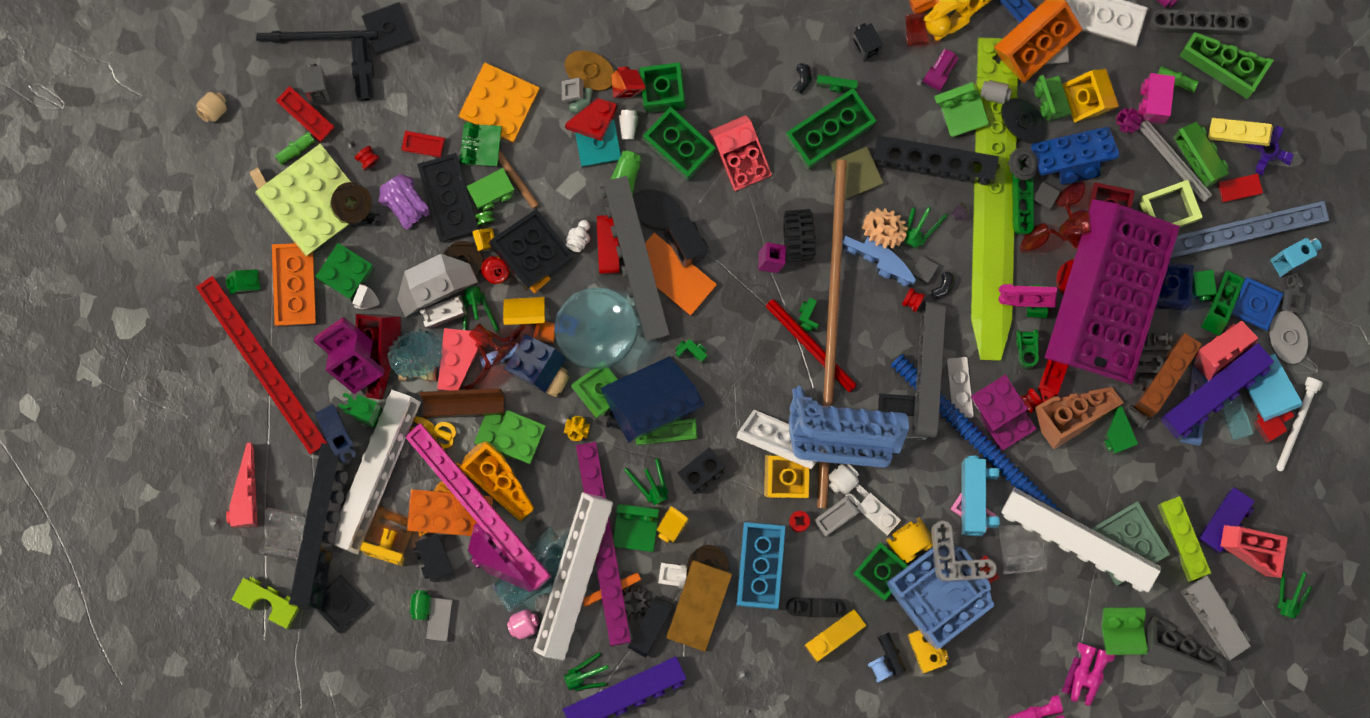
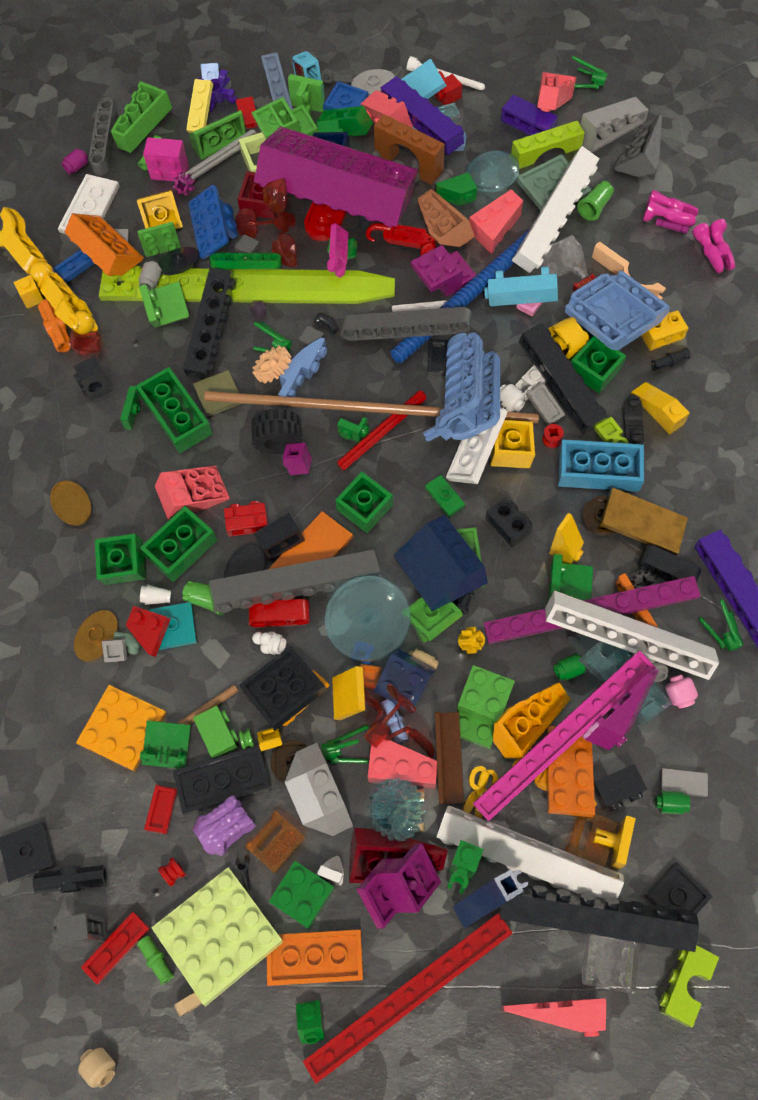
camera: 85 degrees left, 15 degrees down
(278, 36) = (21, 984): black bar -> none
(356, 193) = (211, 881): dark brown plate -> none
(388, 253) = (280, 847): none -> clear orange plate
(443, 312) = (347, 781): white hinge -> none
(494, 270) = (303, 725): red head -> none
(549, 517) = (569, 667): none -> green brick
(626, 83) = (112, 593): red slope -> none
(657, 493) = (532, 563): green plant -> none
(673, 575) = (614, 547): white tile -> none
(696, 350) = (387, 530): green bracket -> none
(708, 209) = (245, 519): none -> red brick
(722, 325) = (364, 502): none -> green brick
(729, 32) = (70, 503): none -> pearl gold piece
(733, 408) = (444, 496): none -> green plate
(803, 581) = (610, 431): none -> lime plate
(805, 77) = (116, 436): black arm -> none
(865, 531) = (562, 378): none -> black brick
(880, 669) = (686, 367): light blue bush -> none
(913, 299) = (339, 344): red wheel -> none
(938, 74) = (129, 326): magenta piece -> none
(955, 566) = (590, 296): light grey beam -> none
(1008, 612) = (616, 263): none -> light nougat piece
(1027, 344) = (386, 256): green piece -> none
(1030, 163) = (217, 254): dark grey gear -> none
(1074, 474) = (496, 219): none -> coral wedge
(1103, 590) = (594, 202): none -> bright green plant
(1124, 631) = (634, 184): bright green bracket -> none
(1140, 482) = (493, 170): none -> clear light blue dish
(1202, 232) = (279, 114): none -> bright green bracket
(1252, 255) = (306, 92): none -> bright green bracket
(1298, 141) = (210, 71): none -> light blue bracket

